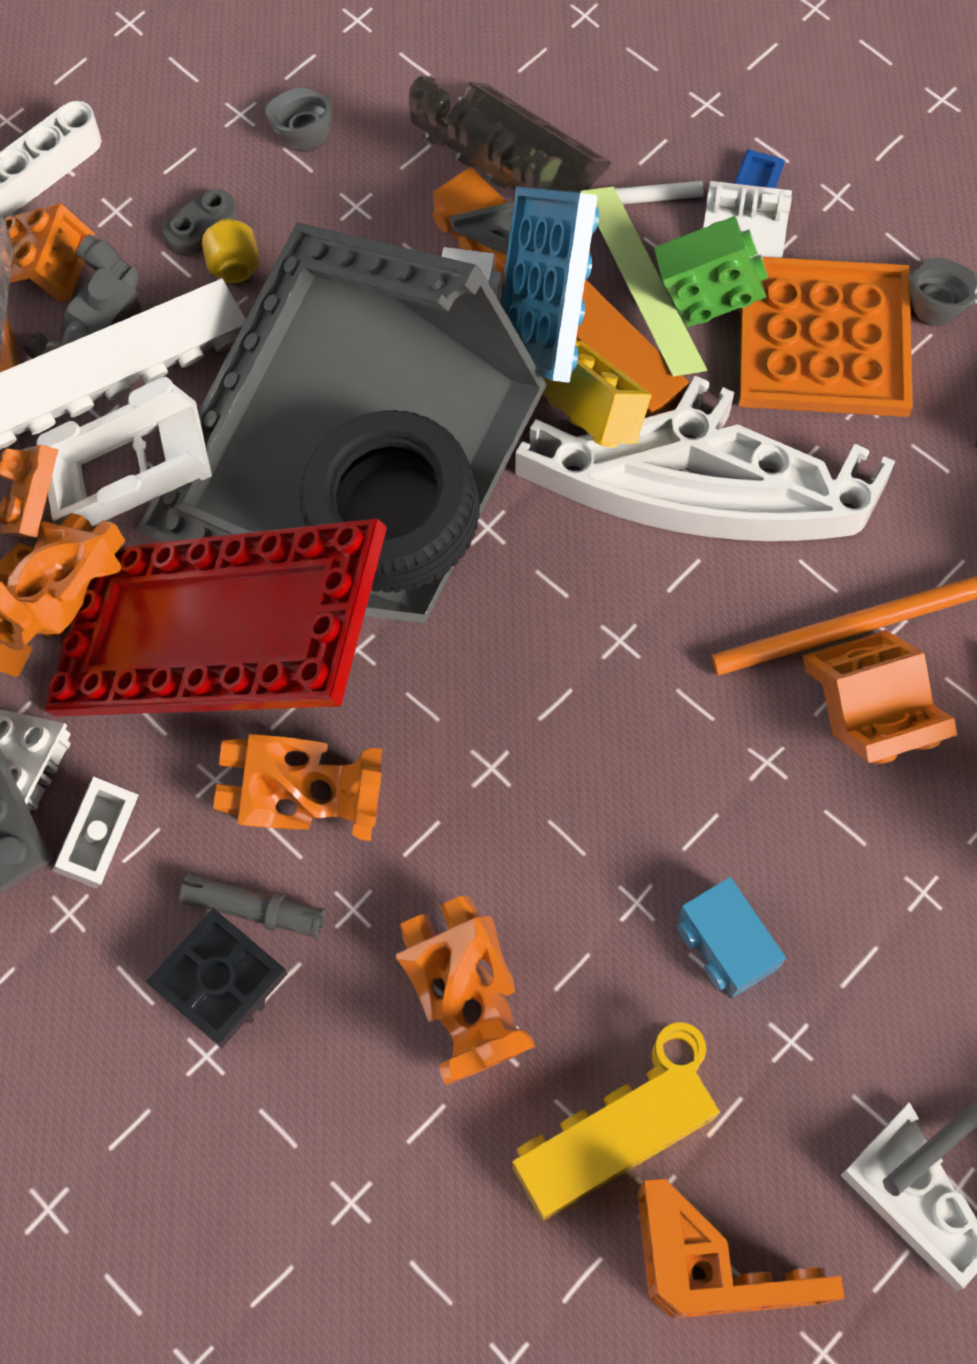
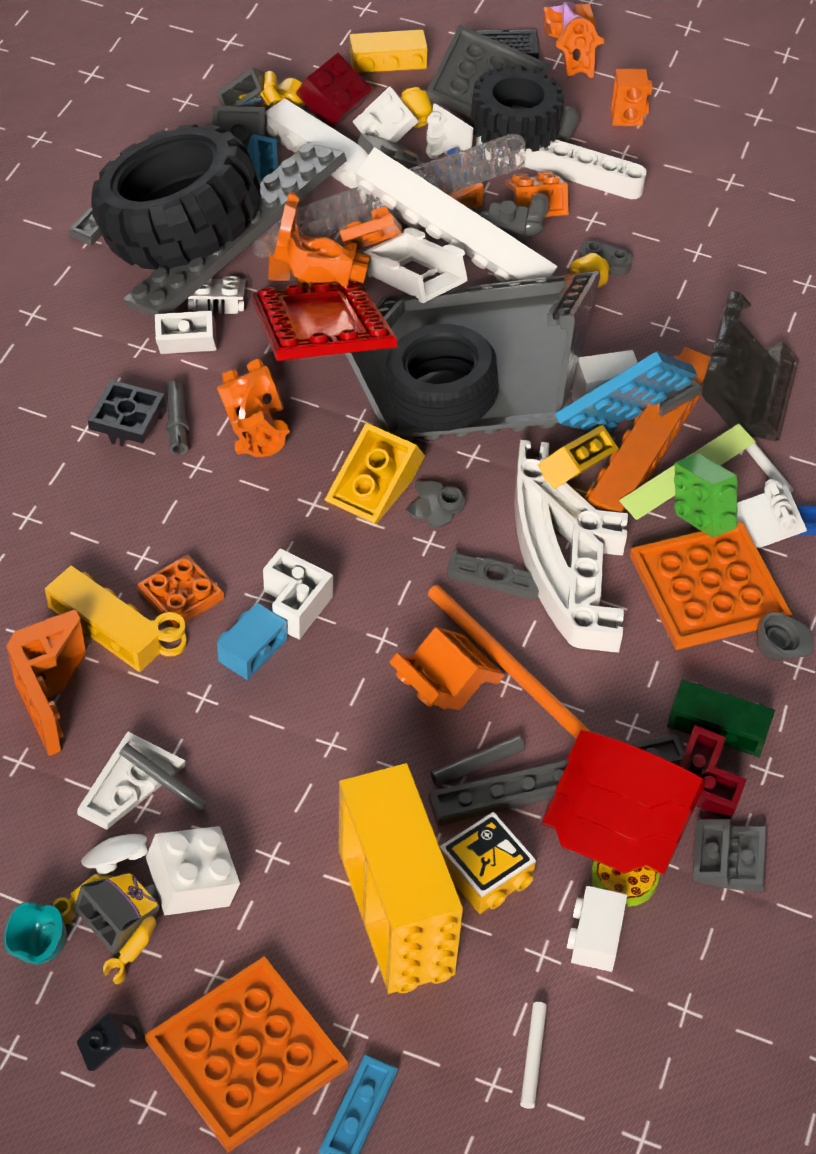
camera: 65 degrees right, 15 degrees down
(301, 118) = (705, 275): dark grey hat -> none
(456, 960) = (172, 513): orange hips -> none
(488, 665) = (375, 474): none -> yellow slope
(561, 611) = (436, 503): none -> dark grey plate
(590, 1011) = (181, 590): none -> orange tile
(678, 834) = (299, 588): none -> white brick
(695, 600) = (475, 572): none -> dark grey piece

